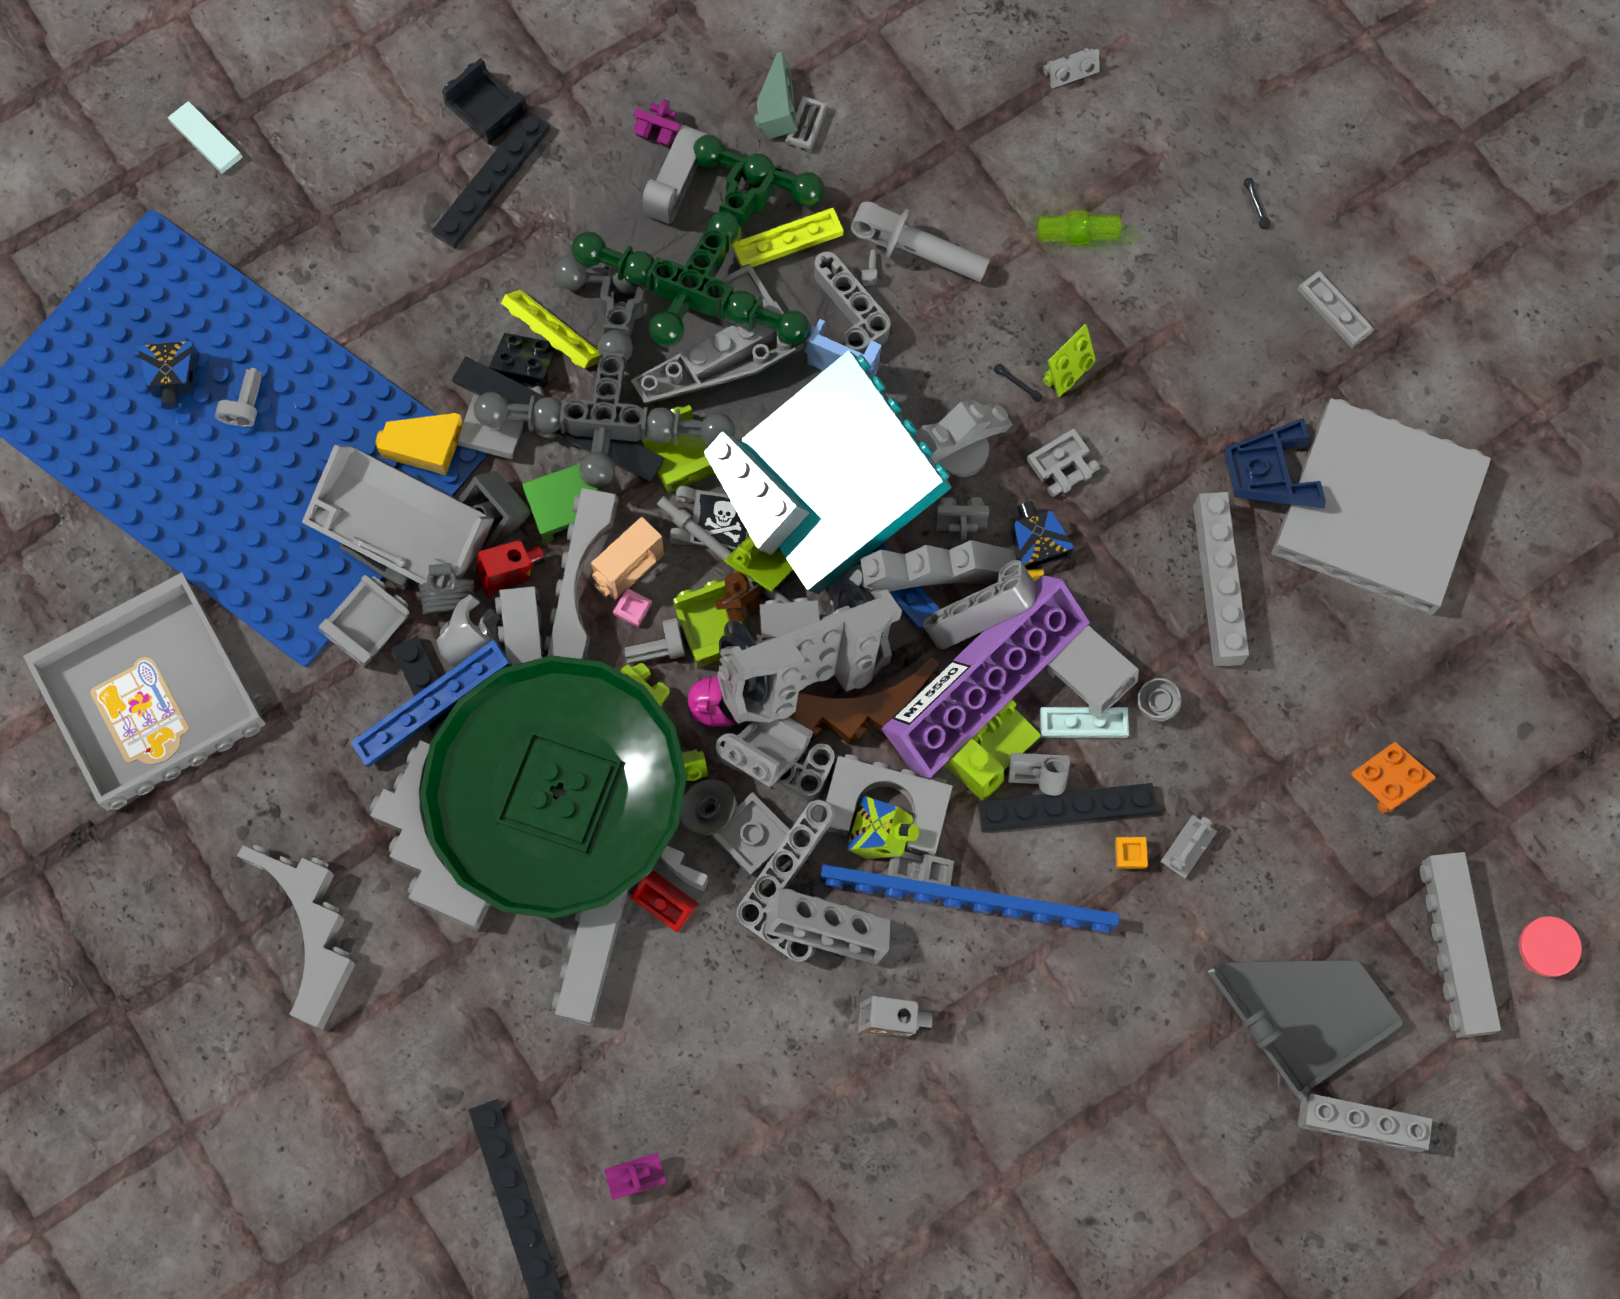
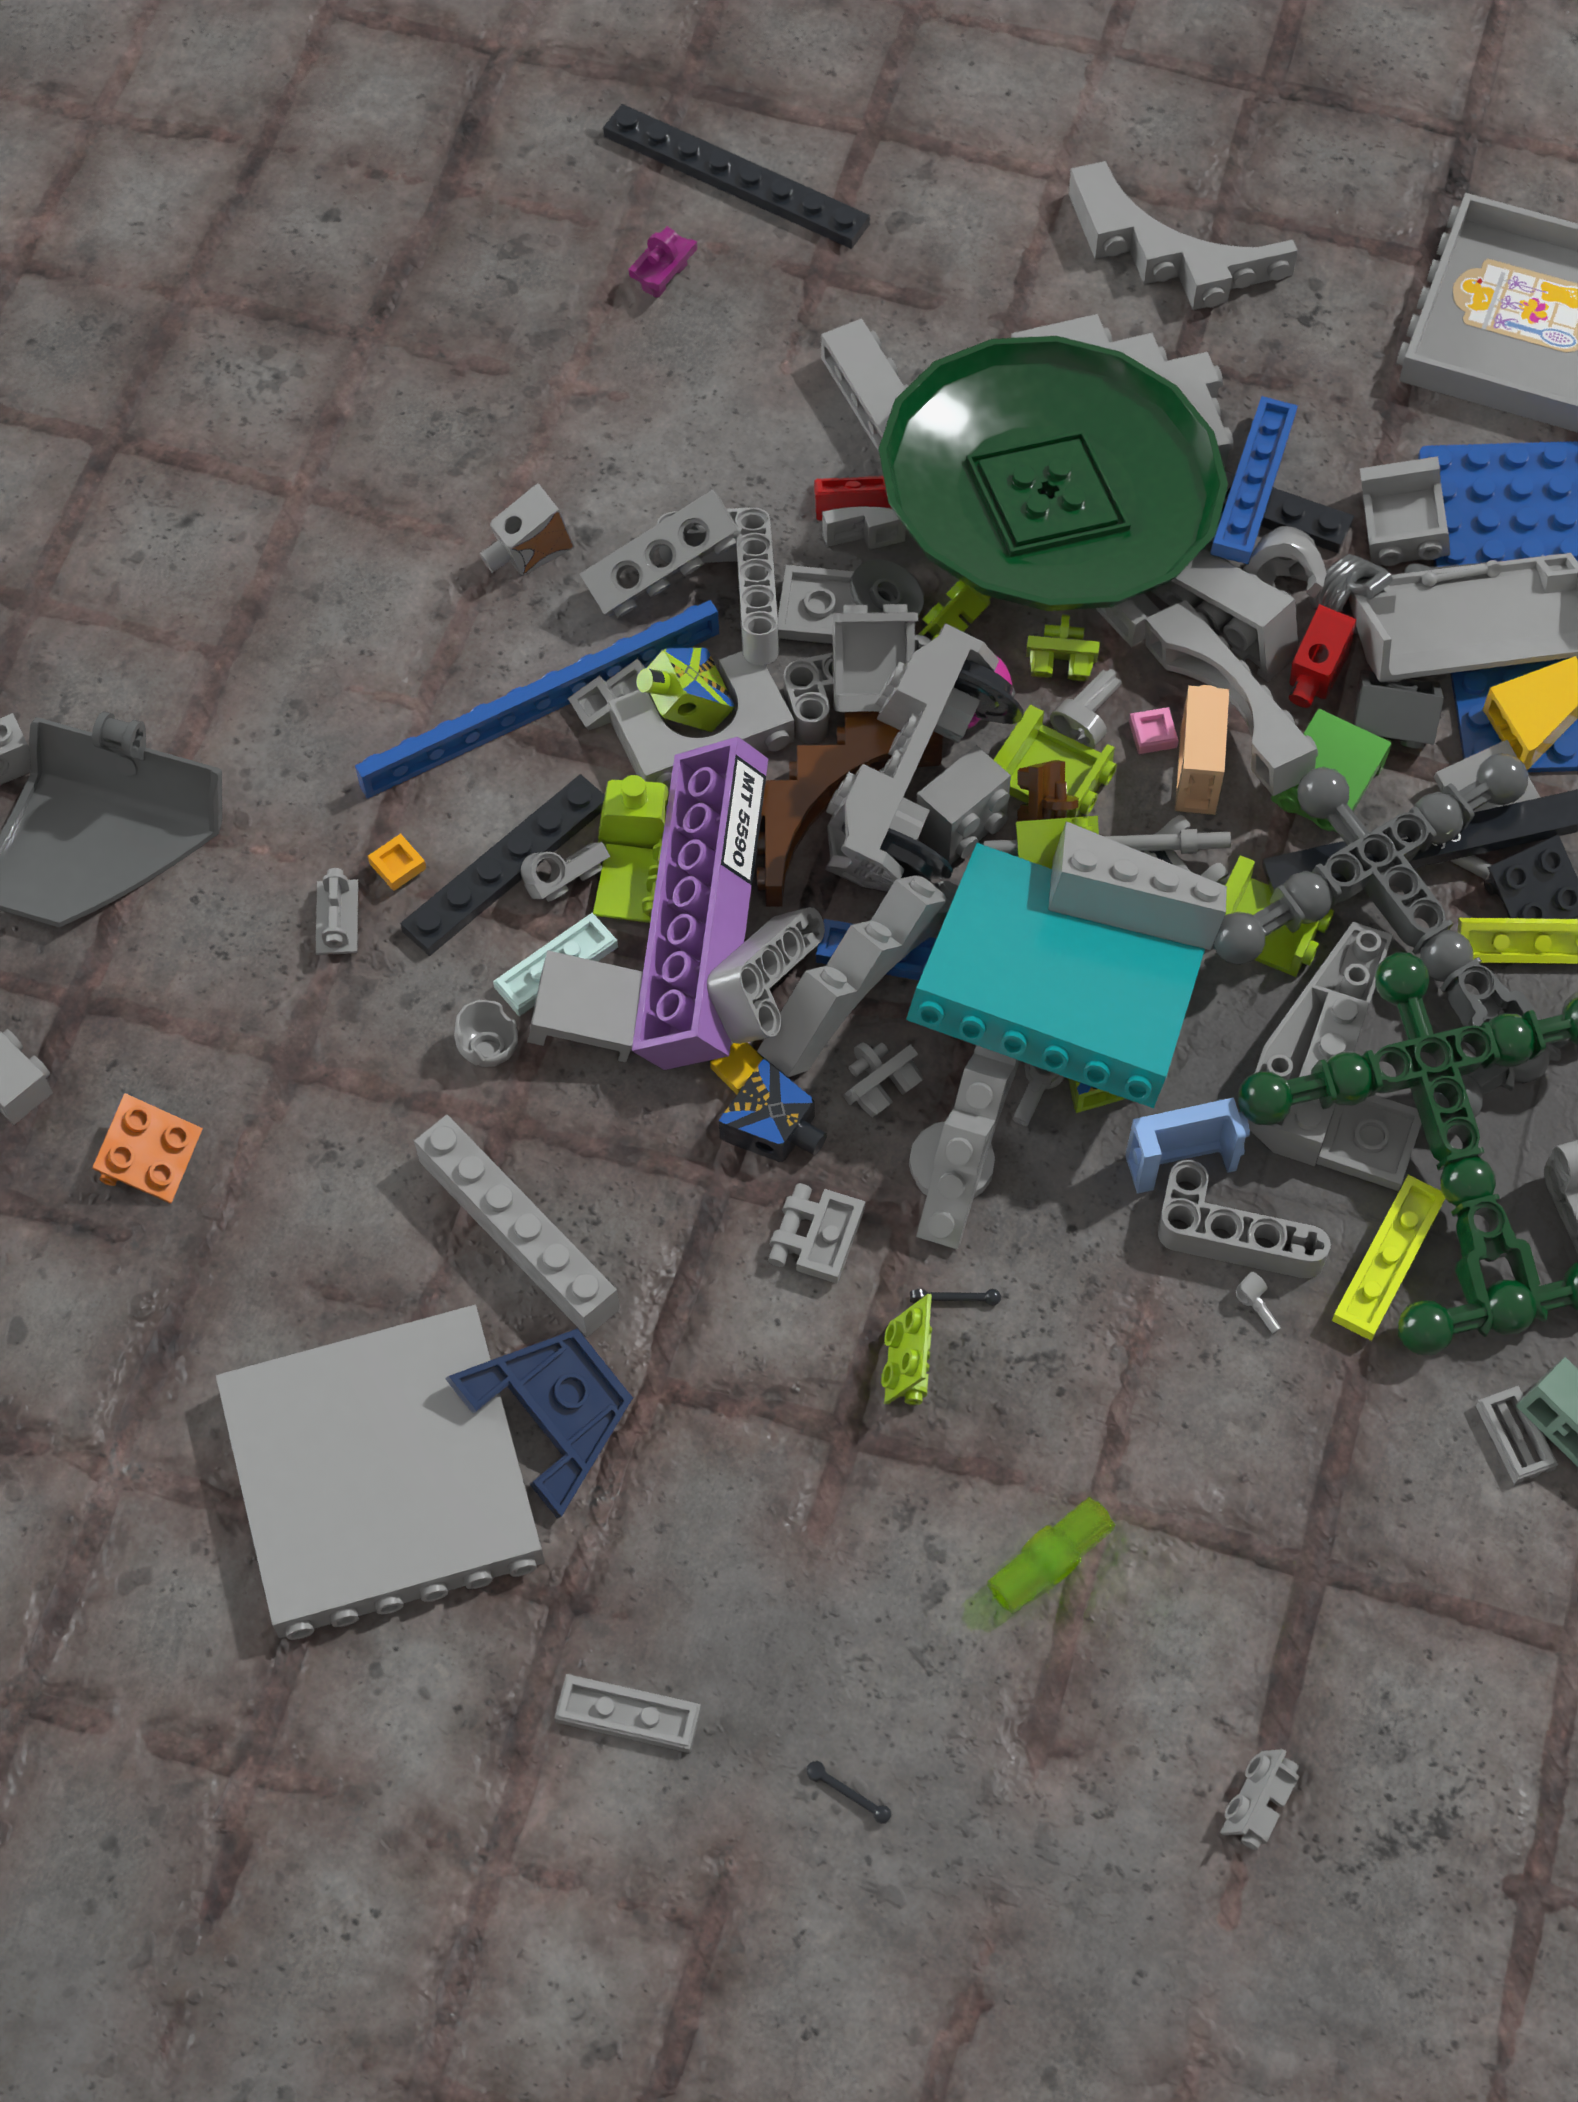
camera: 145 degrees right, 10 degrees down
(892, 231) = (1258, 1352): light grey piece -> none

